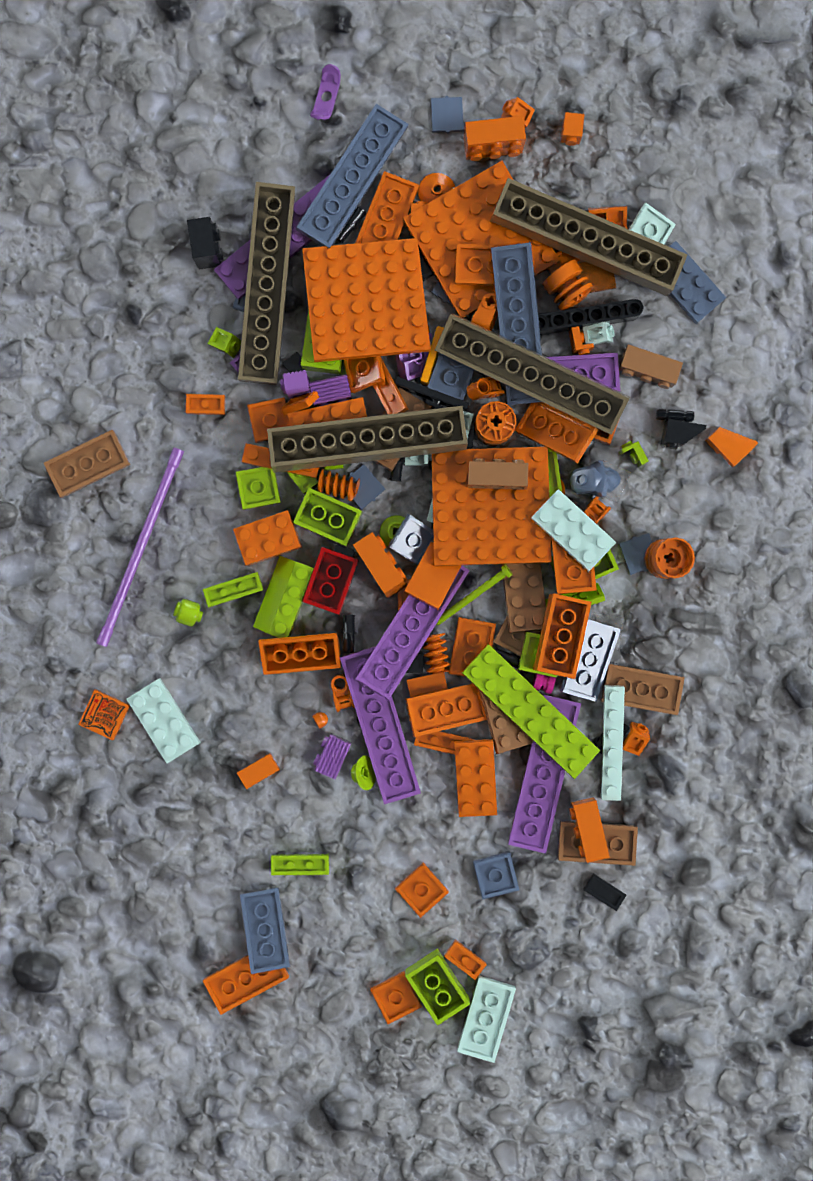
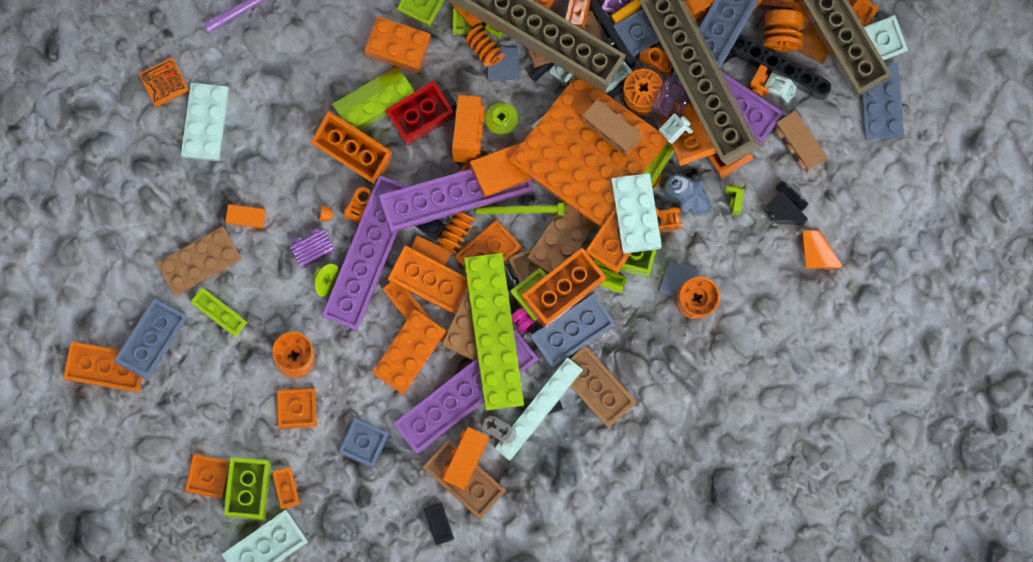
camera: 40 degrees right, 10 degrees down
(187, 612) = (291, 54): lime head -> none
(233, 589) = (340, 63): lime plate -> none
(250, 835) = (199, 261): none -> medium nougat plate
(328, 517) = (456, 64): lime brick -> none
(348, 633) = (402, 164): black axle -> none
(389, 865) = (290, 344): none -> orange wheel
(412, 539) = (507, 129): sand blue tile -> none
(522, 417) = (667, 97): none -> clear purple plate
(548, 435) = (675, 127): none -> light aqua bracket
(595, 788) = (497, 433): none -> light grey beam
(636, 739) = (560, 421): orange bracket -> none

